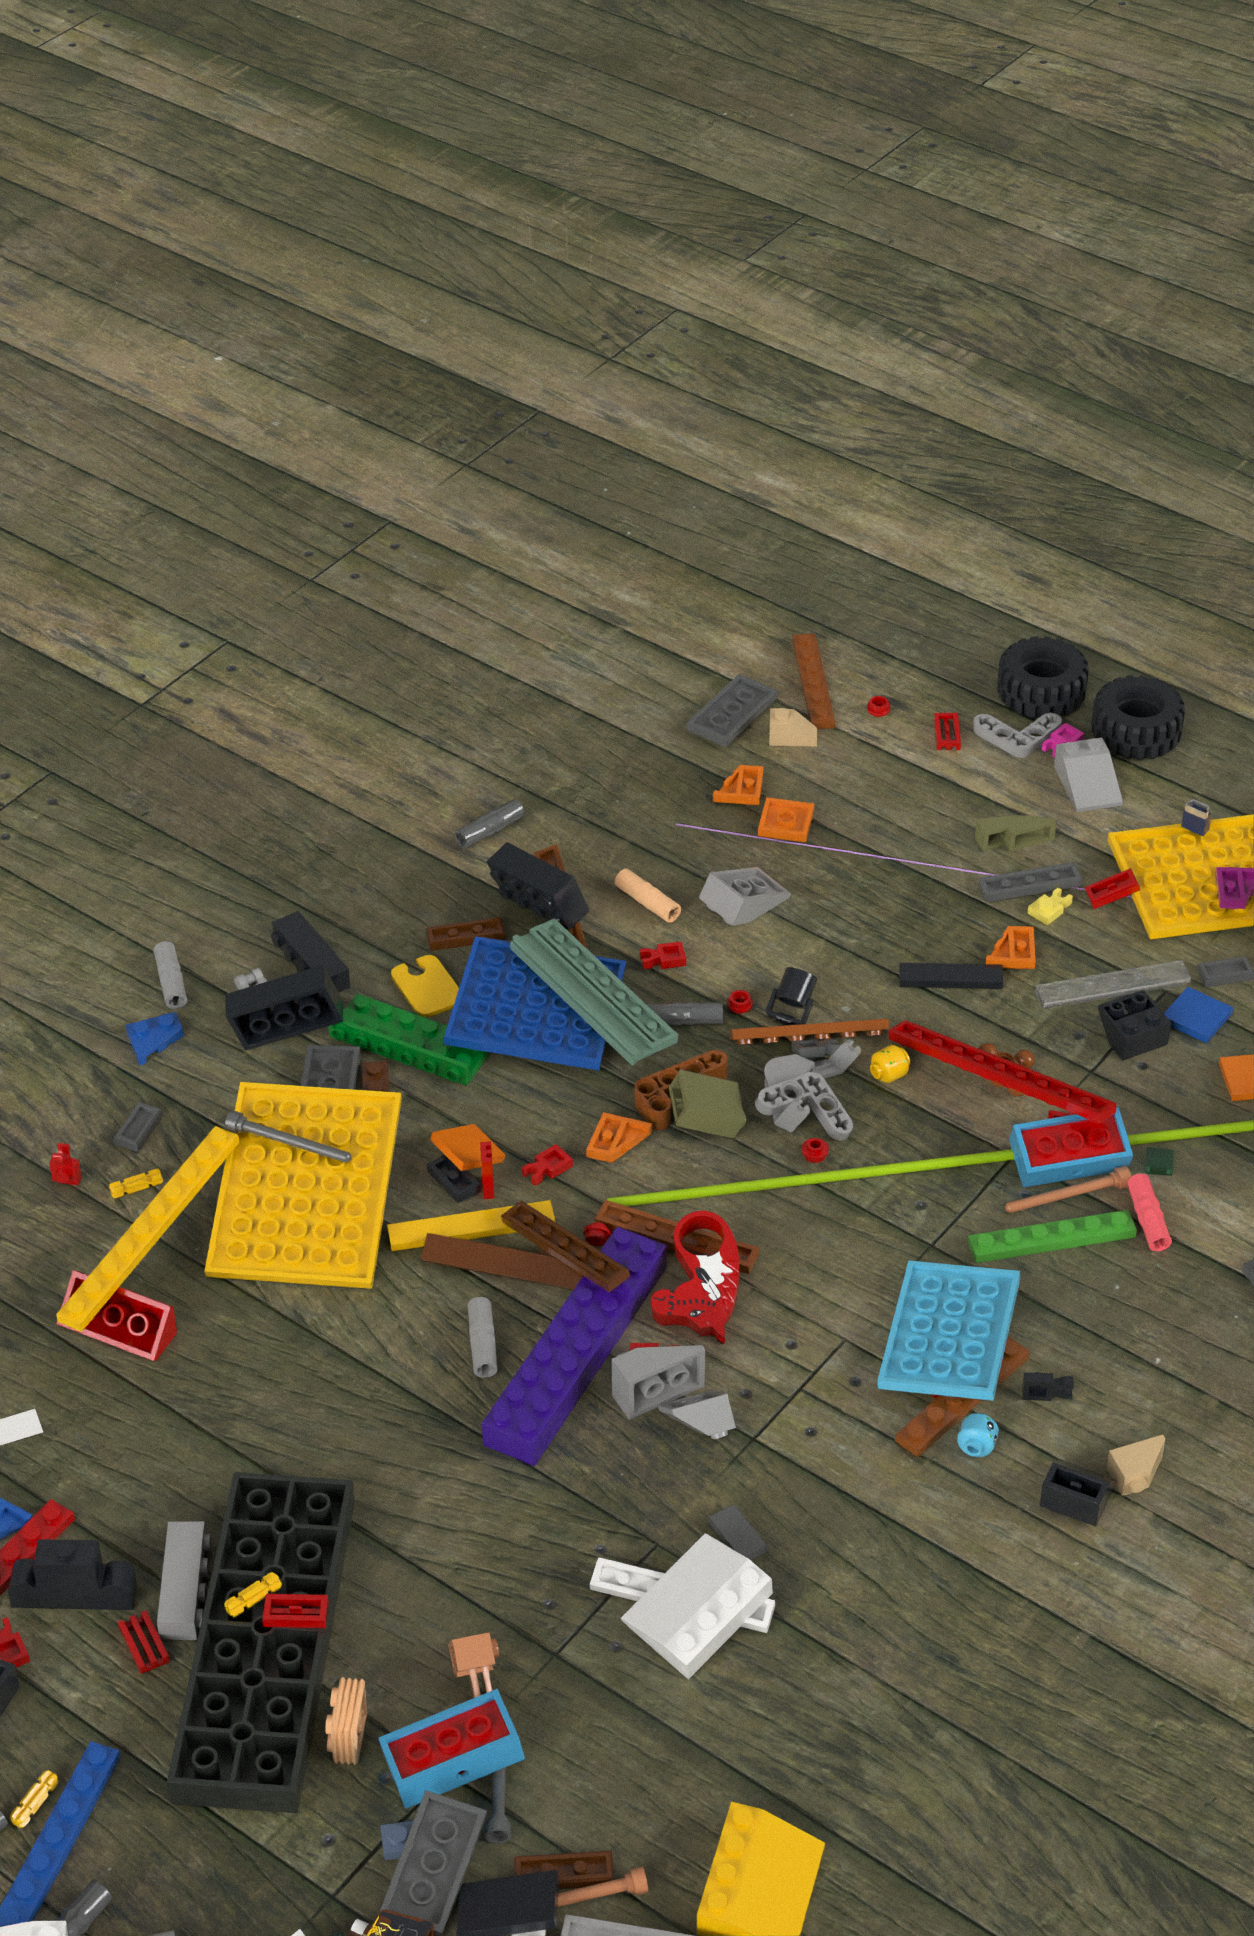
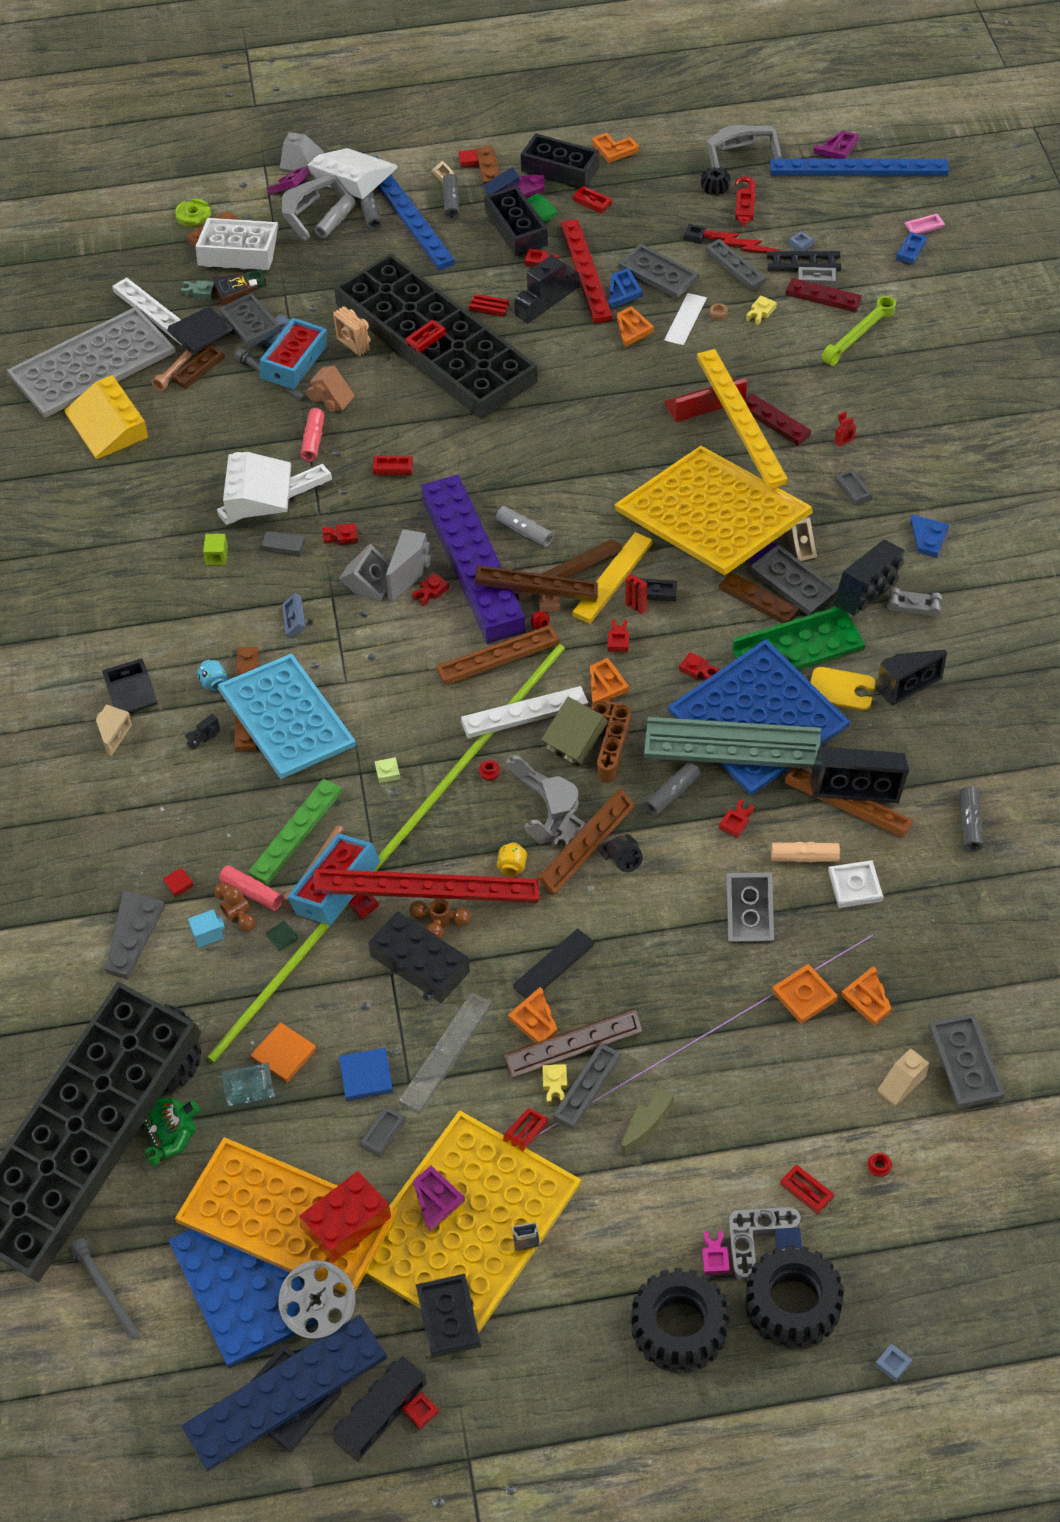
camera: 135 degrees right, 10 degrees up
(34, 1799) = (448, 230): yellow axle -> none
(53, 1465) = (633, 326): none -> orange wing
(93, 1236) = (777, 420): none -> dark red plate
(136, 1183) = (805, 460): yellow axle -> none
(170, 975) = (977, 568): light grey axle -> none
(183, 1580) = (508, 328): light grey brick -> none
(237, 1123) = (778, 486): dark grey piece -> none
(252, 1594) = (451, 326): yellow axle -> none
(308, 949) = (911, 638): black brick -> none
(372, 929) = (909, 673): none -> black slope
(463, 1146) = (671, 607): orange tile -> none
(464, 933) = (874, 731): reddish brown tile -> none
(517, 1091) = (697, 666): none -> red plate
(517, 1521) = (392, 465): none -> red plate
(553, 1636) = (312, 435): none -> coral axle
(639, 855) = (855, 884): none -> white tile
(665, 1489) = (343, 534): none -> red plate
(713, 1286) = (443, 634): red animal -> none
(722, 1166) = (519, 712): none -> white plate
(739, 1002) = (652, 823): red plate -> none
(807, 1094) = (529, 786): light grey beam -> none
(813, 681) = (957, 1150): dark orange plate -> none
(821, 1579) = (215, 549): none -> lime brick
(824, 1434) = (293, 615): none -> sand blue plate
(905, 1223) = (387, 770): none -> yellowish green plate
(1004, 712) = (788, 1236): none -> dark blue piece
(1006, 912) = (572, 1042): none -> tile
(1017, 622) = (893, 1362): none -> sand blue plate
(1061, 1043) = (419, 957): none -> black brick
(1087, 774) = (657, 1231): light grey slope -> none
(1134, 1024) = (390, 1015): black slope -> none
(1180, 1207) = (234, 906): none -> dark orange piece
(1210, 1275) = (178, 882): none -> red tile
(1227, 1202) = (206, 928): none -> medium azure brick

